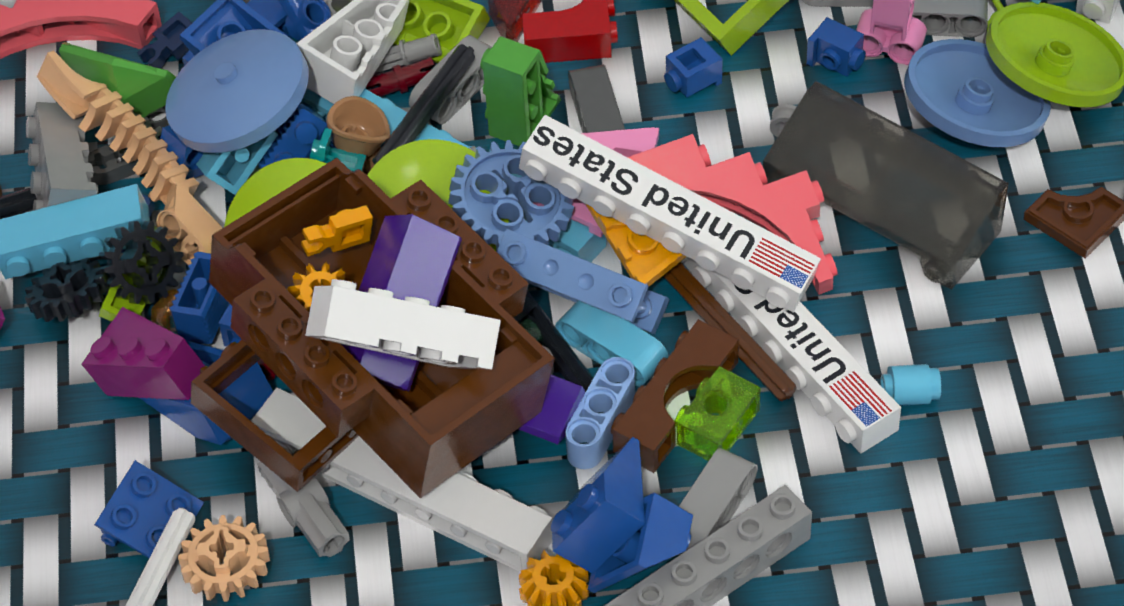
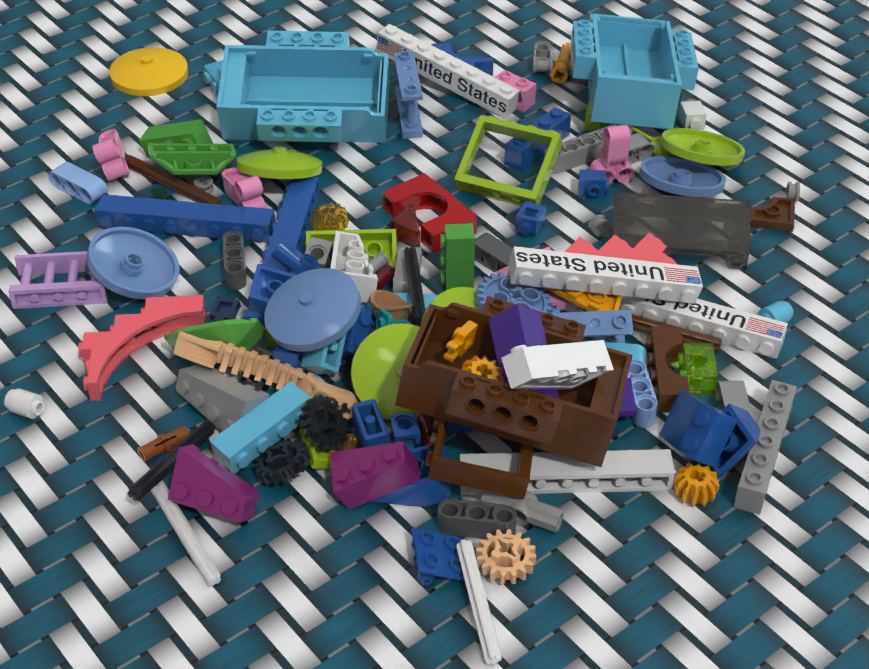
camera: 35 degrees left, 10 degrees down
(226, 474) = (475, 518): none -> dark grey beam

